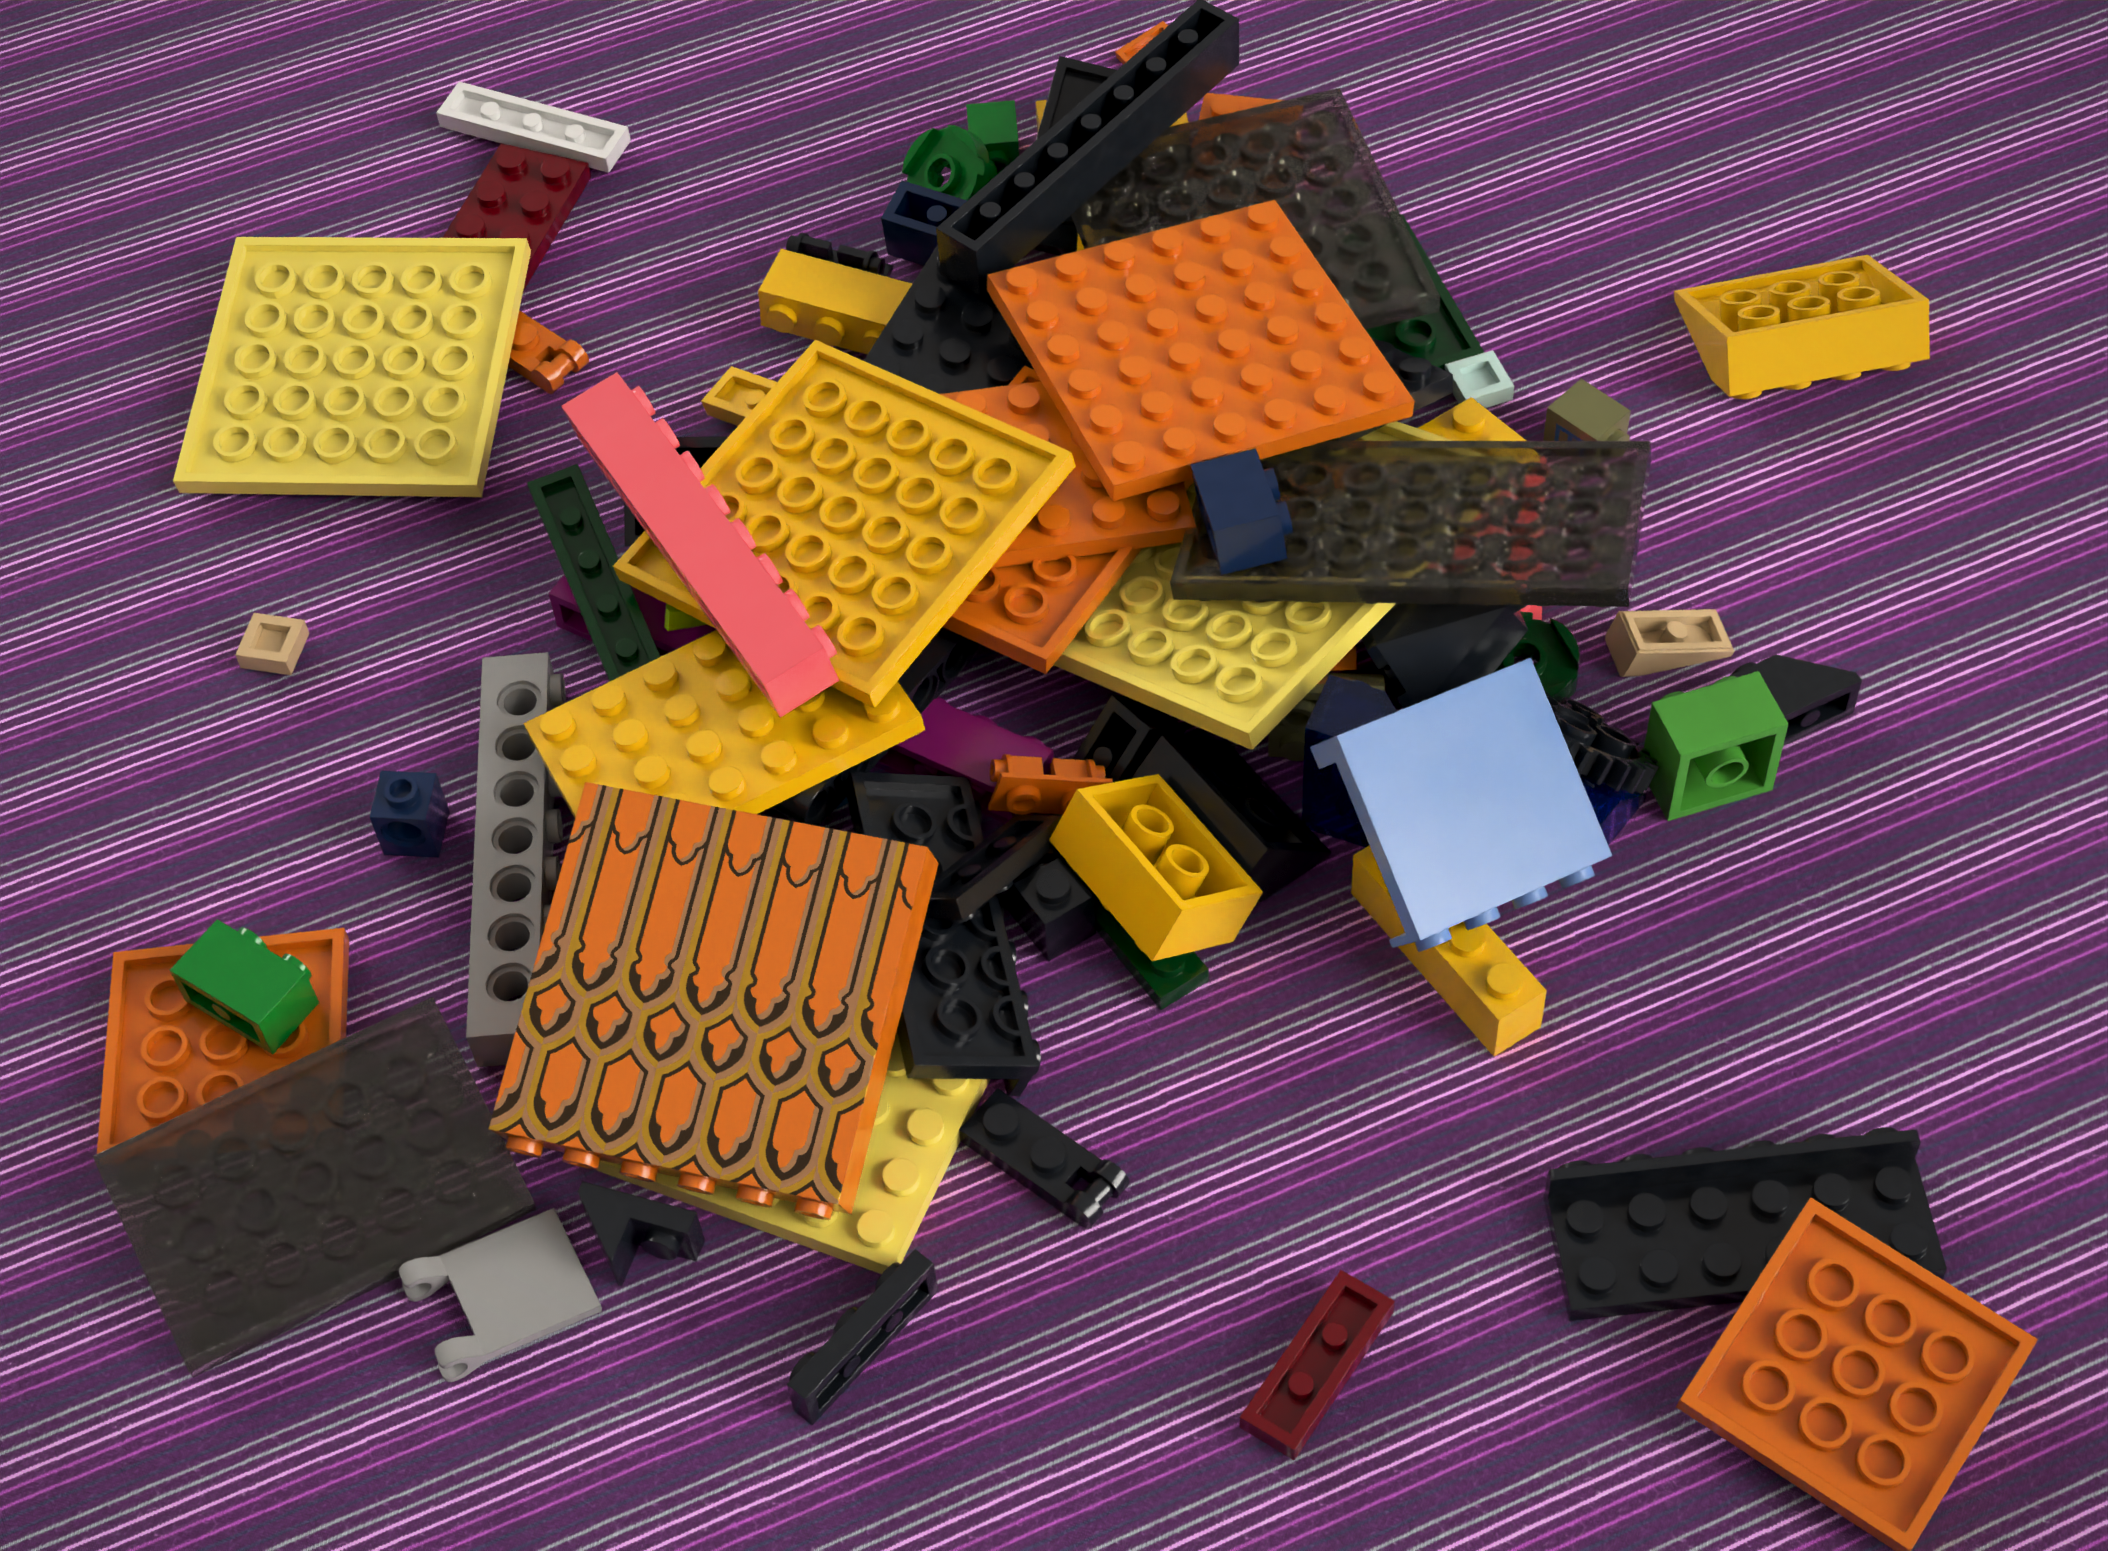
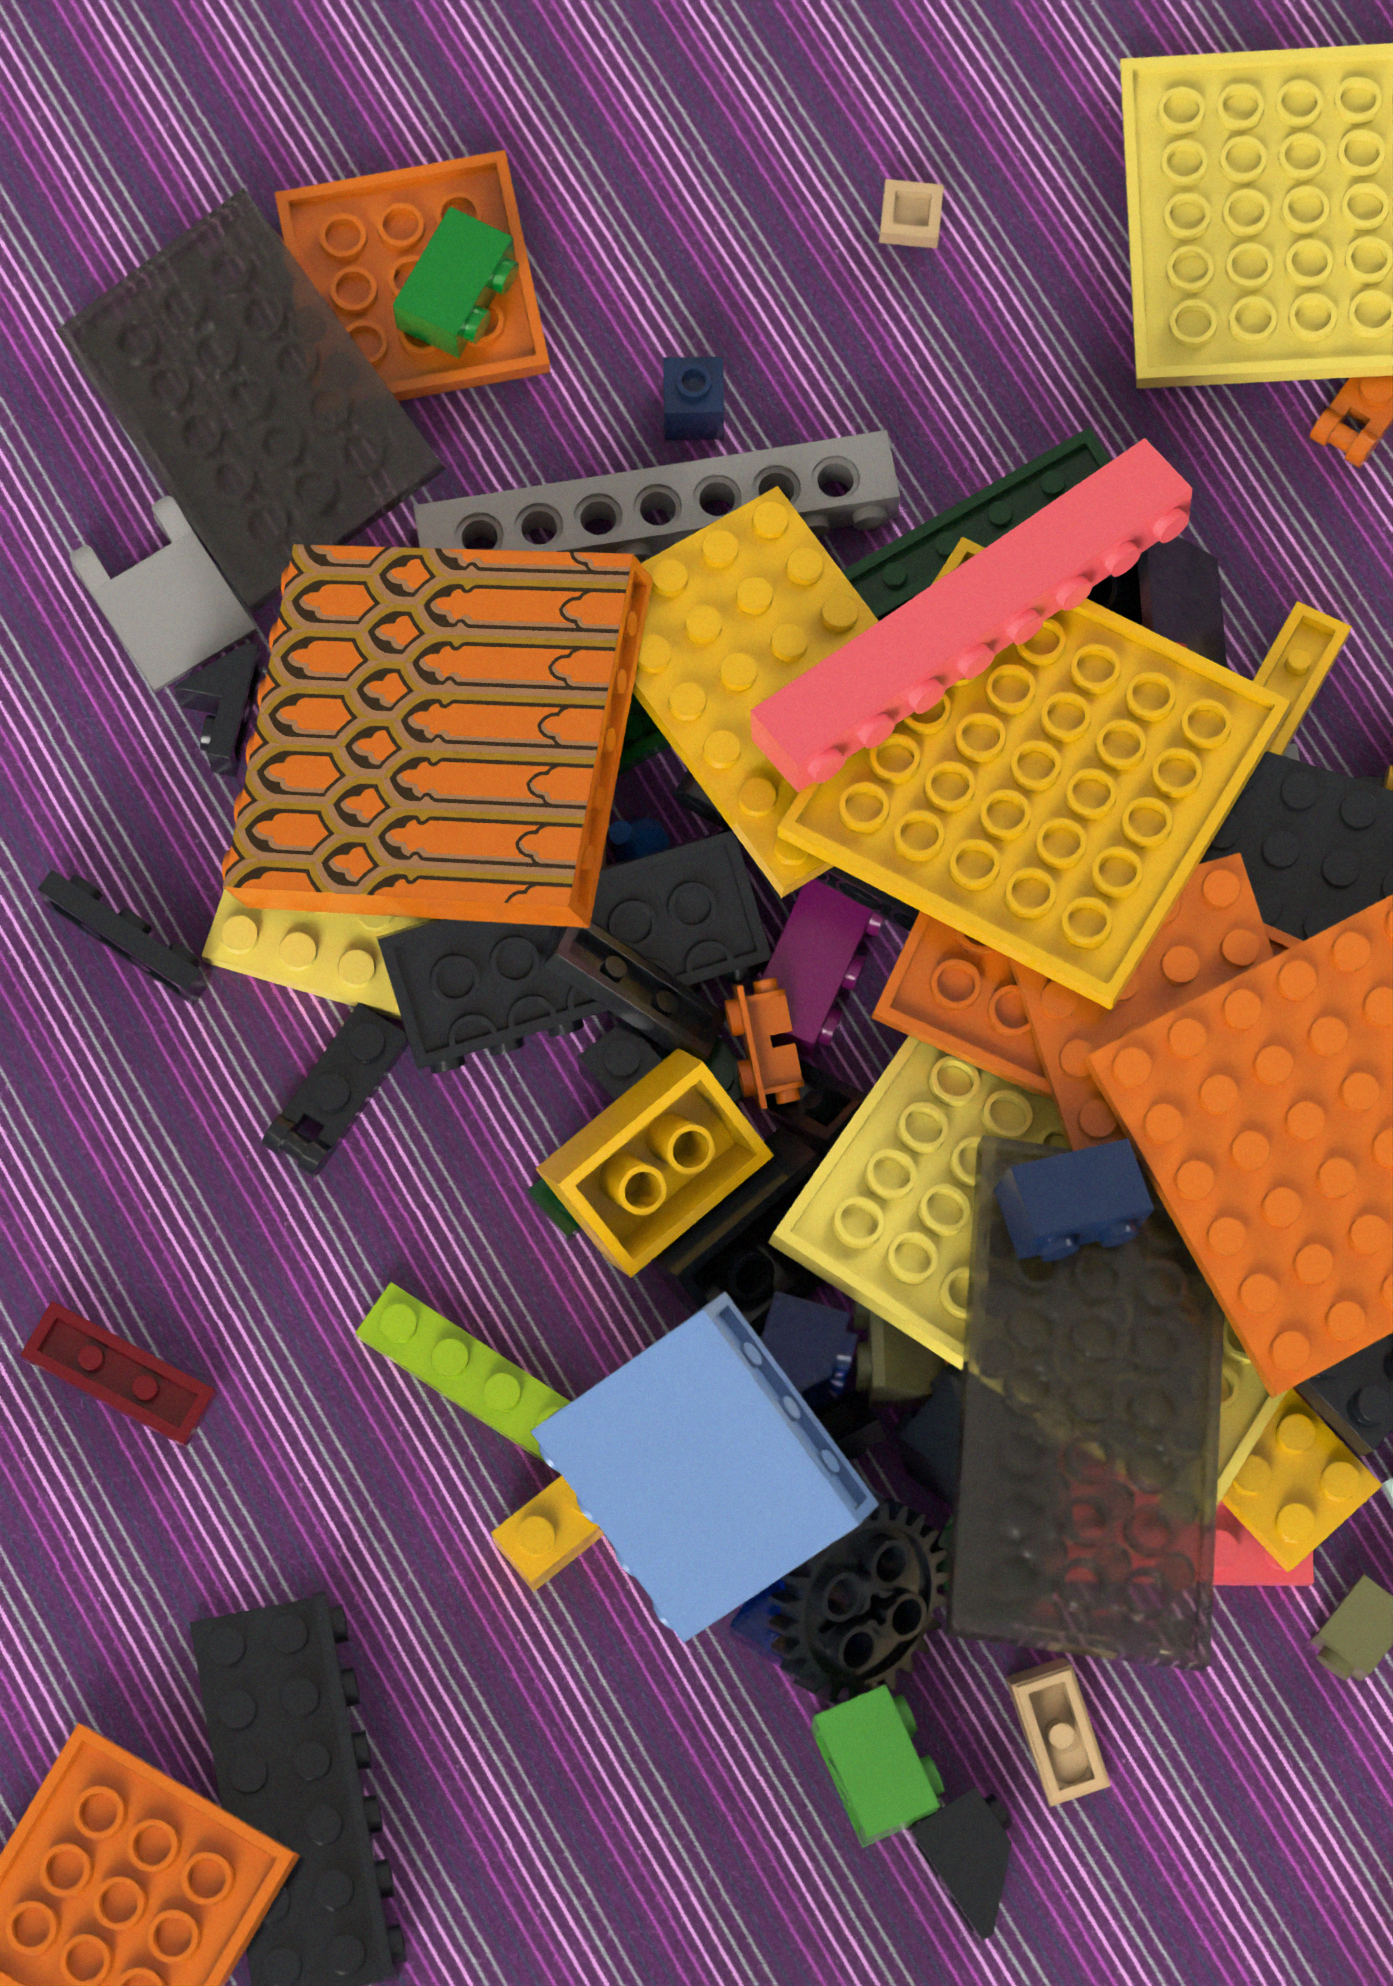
camera: 80 degrees right, 20 degrees up
(1336, 1057) = (459, 1367): none -> lime plate

